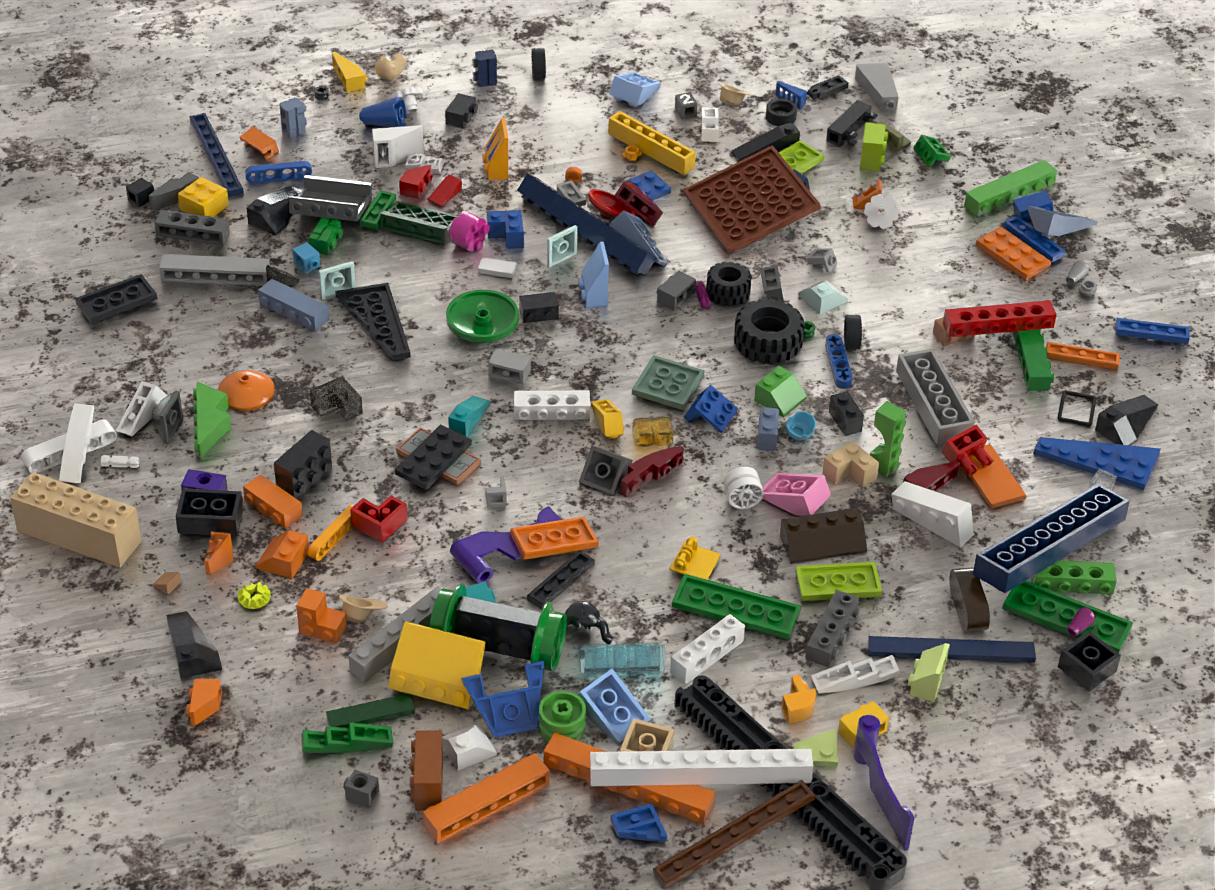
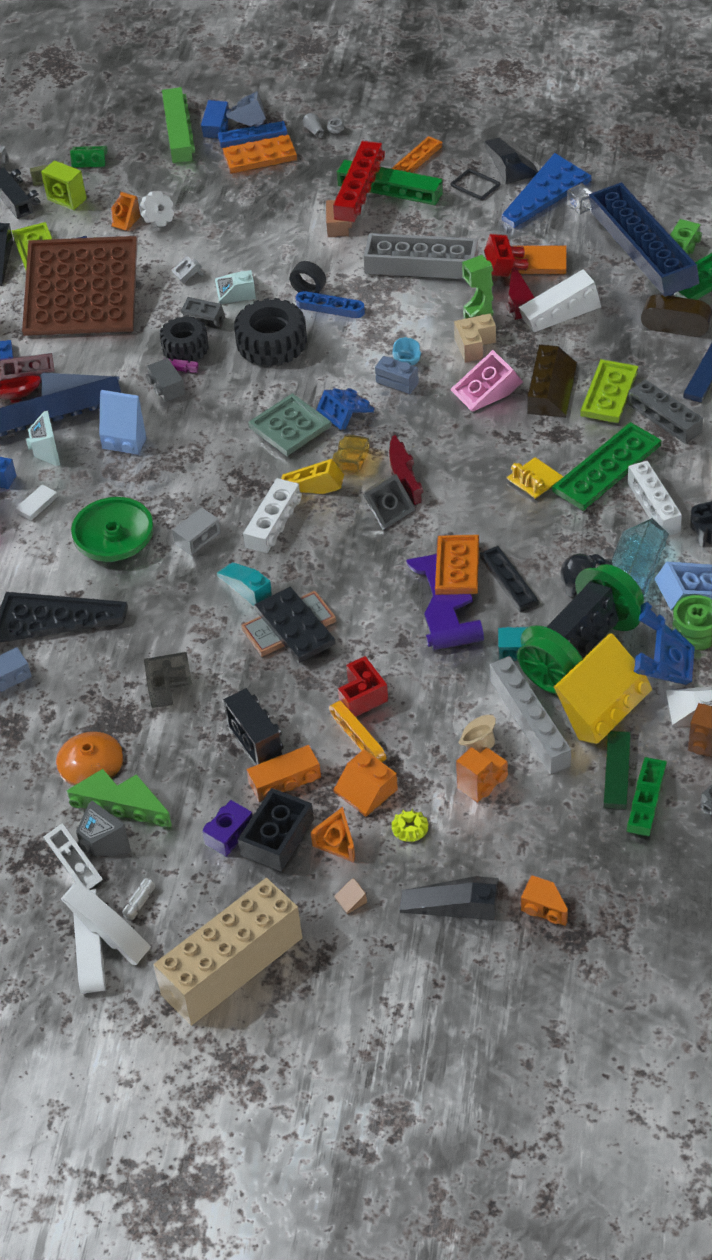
camera: 60 degrees left, 5 degrees up
(496, 495) = (370, 590): light grey panel -> none
(538, 307) = (124, 481): black brick -> none
(743, 487) = (468, 411): white wheel -> none
(779, 391) = (349, 353): bright green slope -> none
(846, 413) = (406, 318): black brick -> none
(1152, 330) = (412, 108): blue plate -> none

